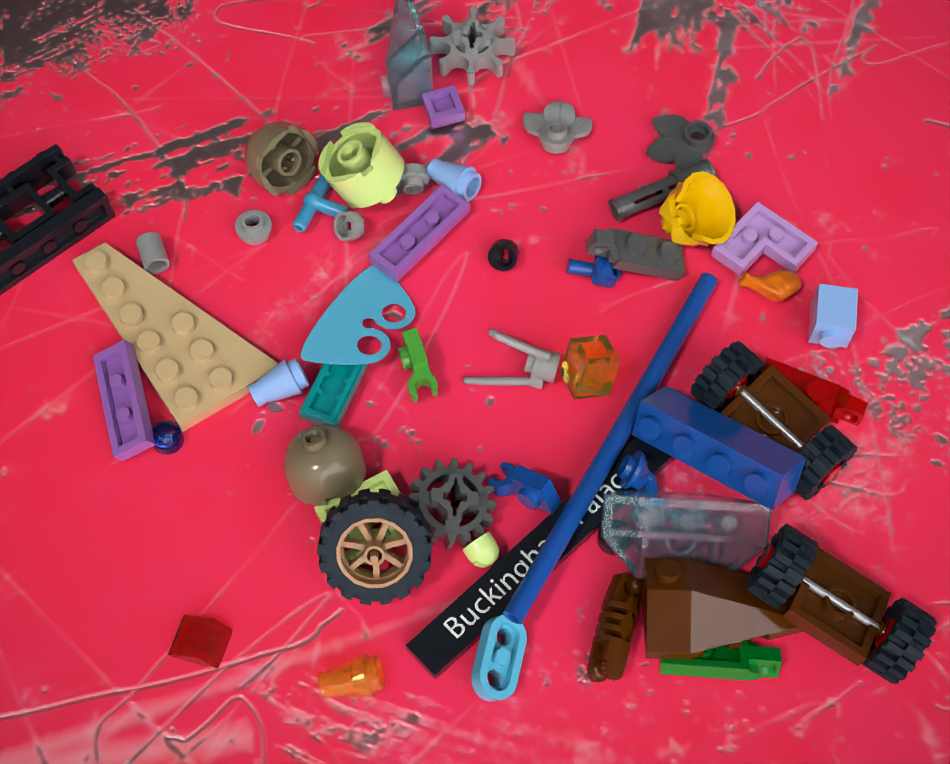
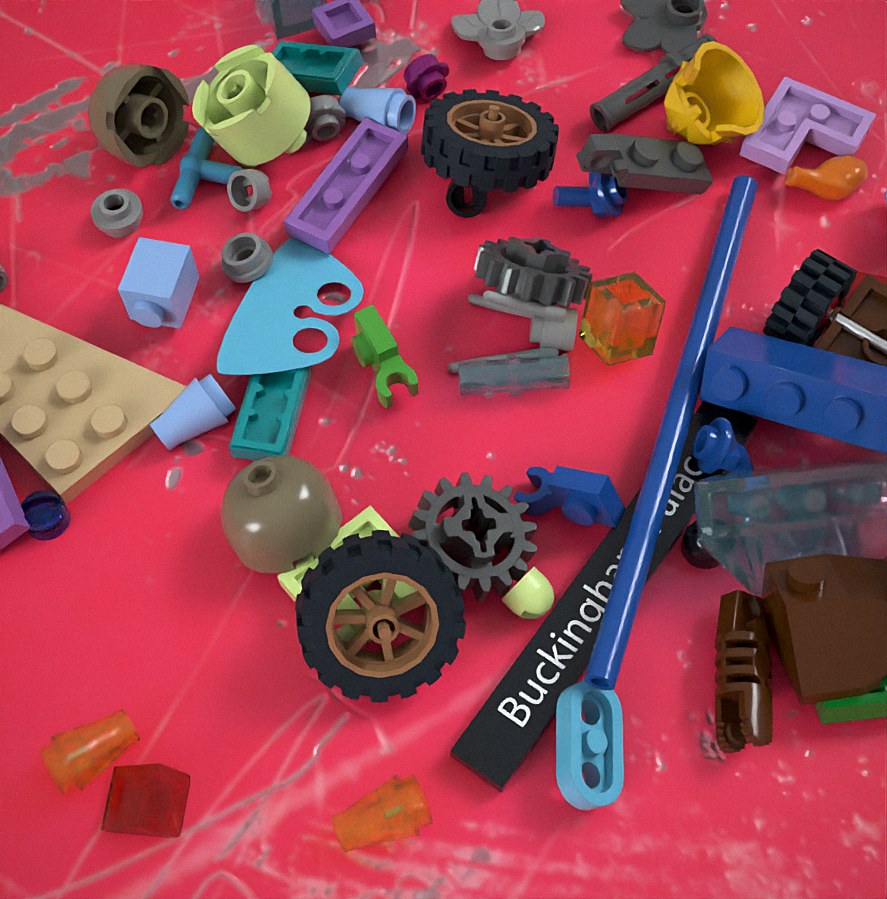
camera: 10 degrees left, 0 degrees up
(168, 600) = (87, 750): none -> cone
(272, 286) = (159, 283): none -> light blue brick
(337, 276) = (246, 257): none -> light grey plate
(414, 138) = (320, 66): none -> teal plate
(494, 159) = (426, 77): none -> magenta plate
(506, 393) = (513, 374): none -> clear light blue pin
(526, 217) = (489, 140): none -> black wheel
(534, 322) = (532, 271): none -> dark grey gear

